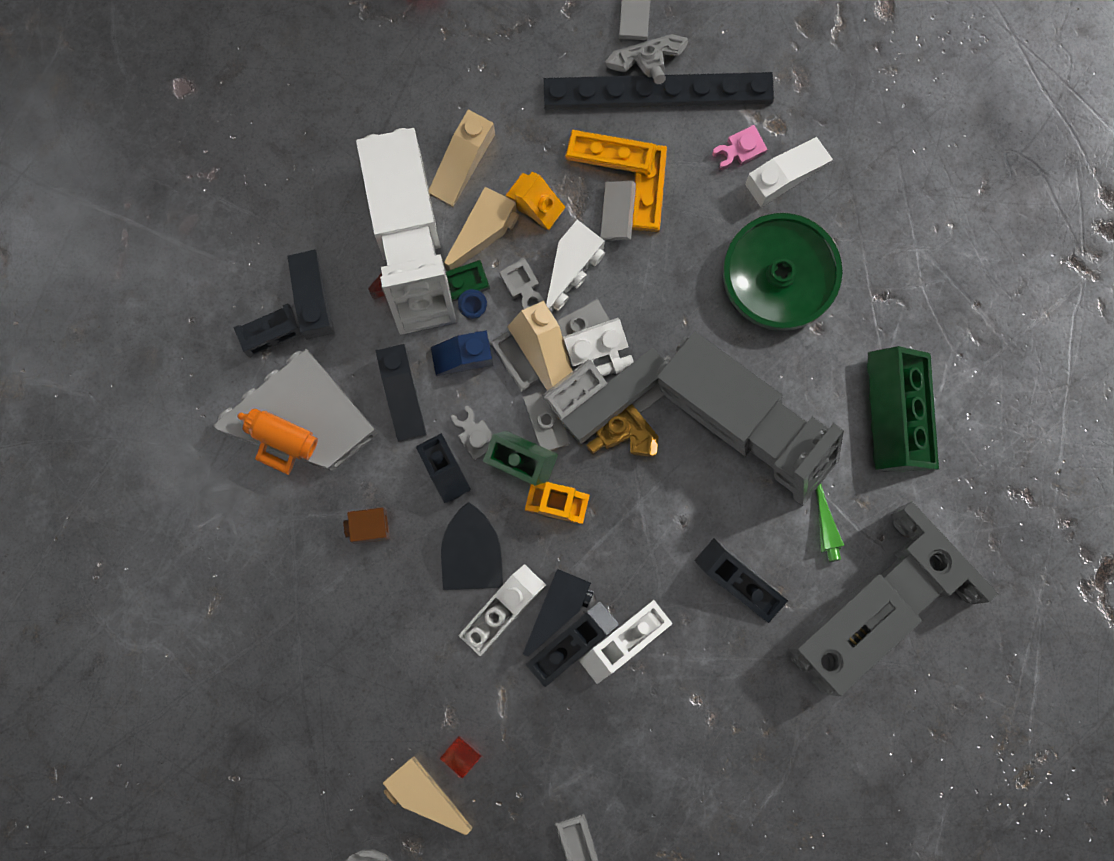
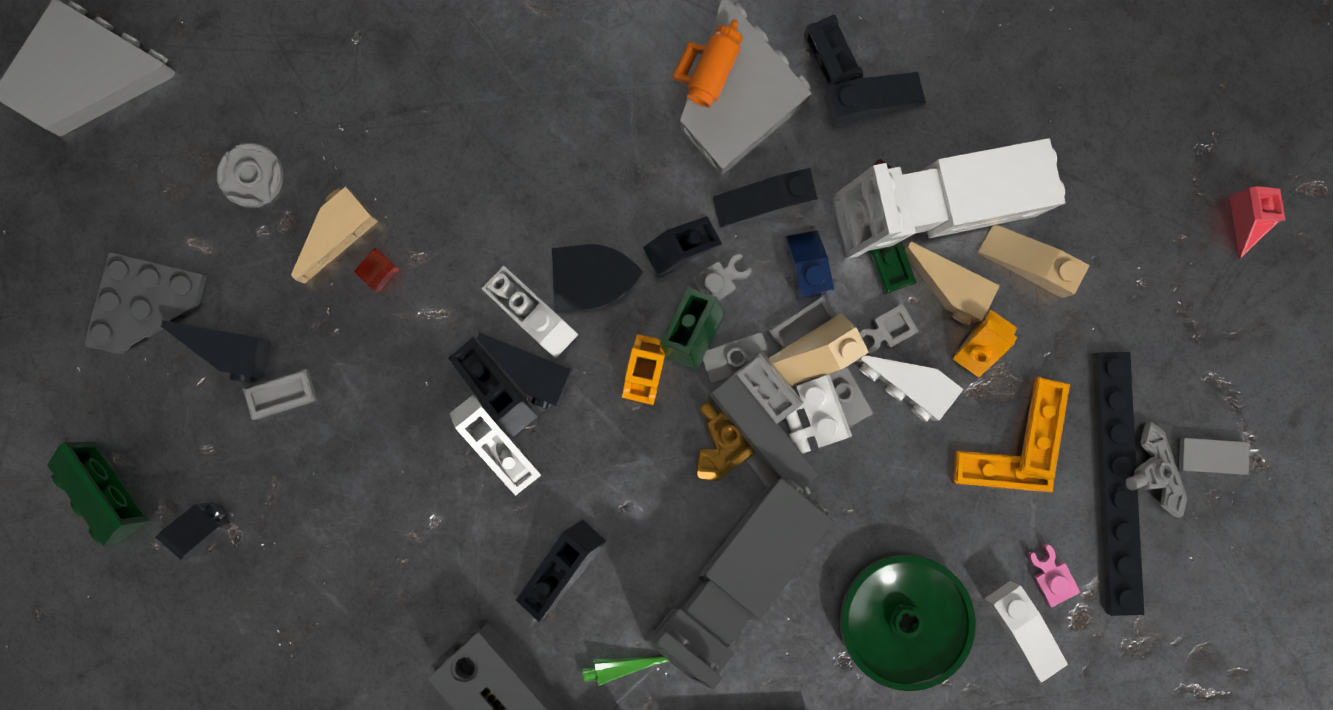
camera: 90 degrees right, 5 degrees up
(367, 526) = (618, 165): reddish brown brick -> none
(472, 303) = (866, 274): dark blue plate -> none
(618, 210) = (975, 436): light grey tile -> none

